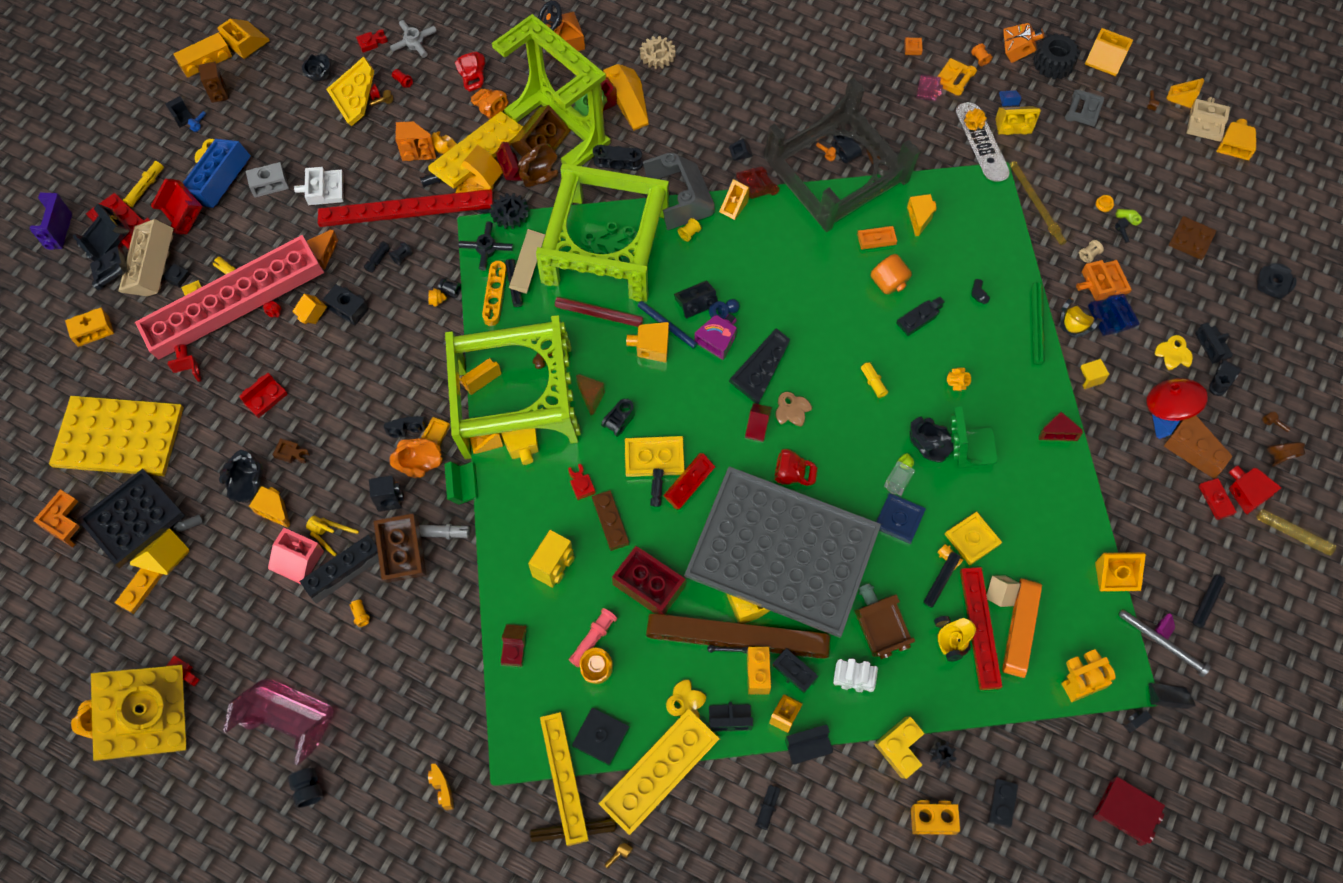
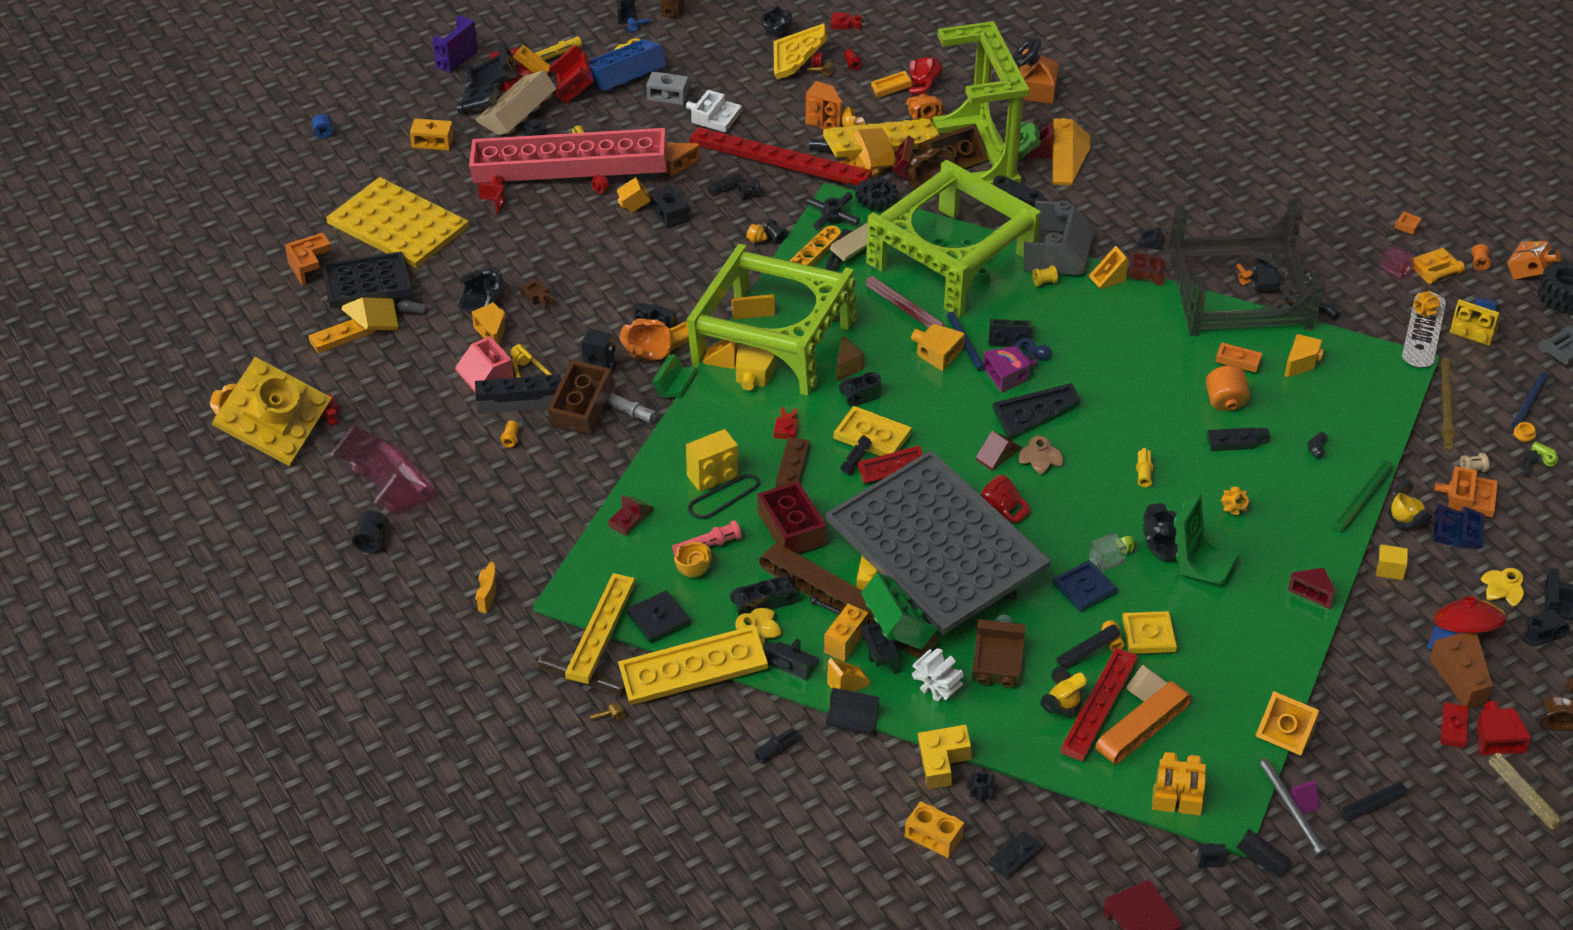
camera: 30 degrees right, 20 degrees down
(132, 207) = (531, 60): none -> light orange tile
(262, 395) = (544, 242): red bracket -> none
(413, 38) = (885, 32): light grey bar -> none
(449, 89) = (891, 84): none -> light orange tile
(584, 585) = (719, 488): none -> black piece
(657, 52) = (1124, 129): tan gear -> none
(664, 680) = (765, 594): none -> black piece
(795, 641) = (895, 613): none -> green wedge
(1089, 171) = (1530, 399): none -> dark blue bar

